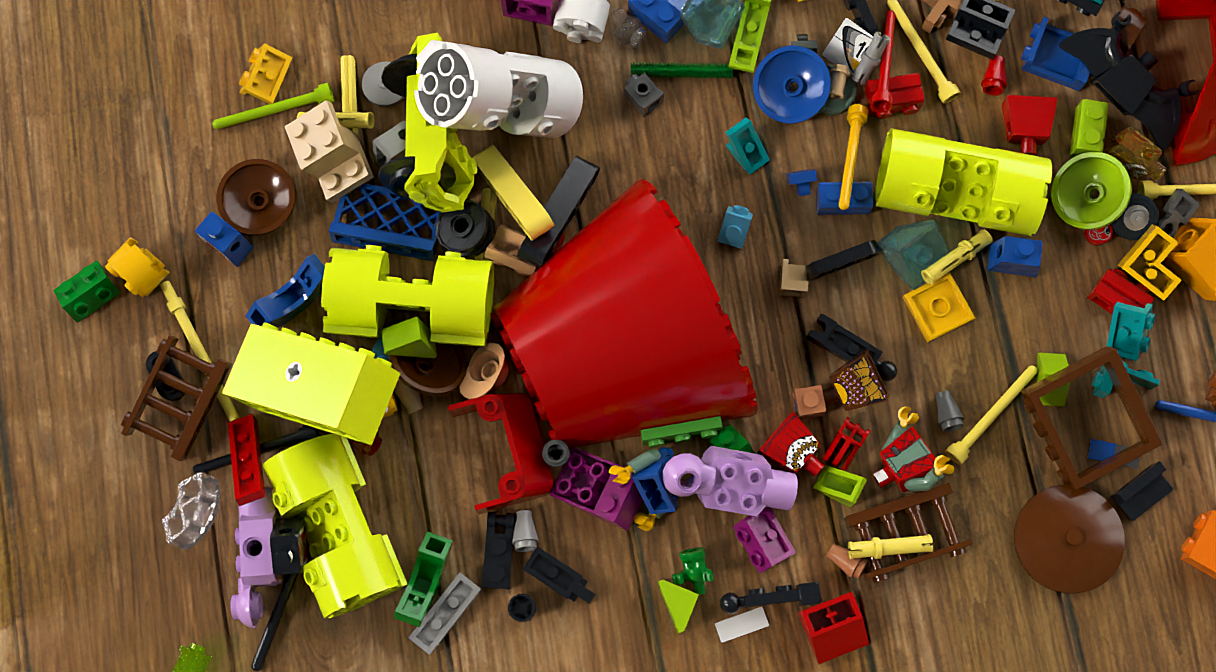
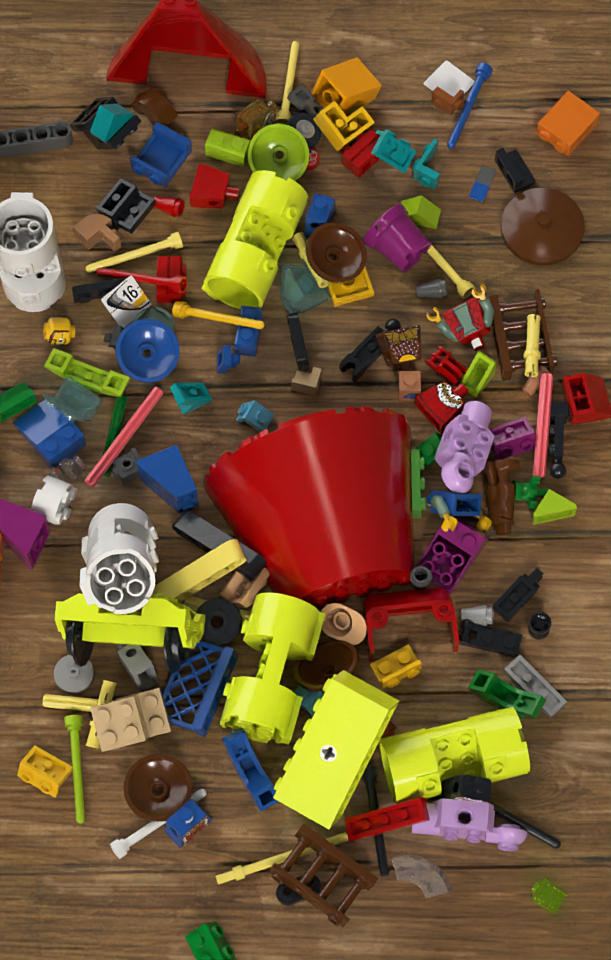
camera: 80 degrees left, 10 degrees down
(137, 267) = (201, 895): yellow brick -> none
(189, 172) = (121, 846): none -> white piece
(409, 339) = (308, 674): lime slope -> none
(446, 444) = (396, 667): none -> yellow bracket
(631, 141) = (169, 478): none -> blue slope
(678, 81) = (123, 437): none -> coral axle
(683, 536) = (502, 494): none -> reddish brown piece
(741, 624) = (574, 467): white sticker -> none
(786, 576) = (543, 424): none -> coral axle
(838, 79) = (145, 313): tan pin -> none
(870, 58) = (138, 288): light grey pin -> none
(985, 287) = (343, 245): none -> reddish brown dish
(1004, 355) = (397, 238): none -> magenta piece
(1128, 80) = (196, 111): black torso -> none
(1129, 398) = (450, 159): reddish brown window -> none

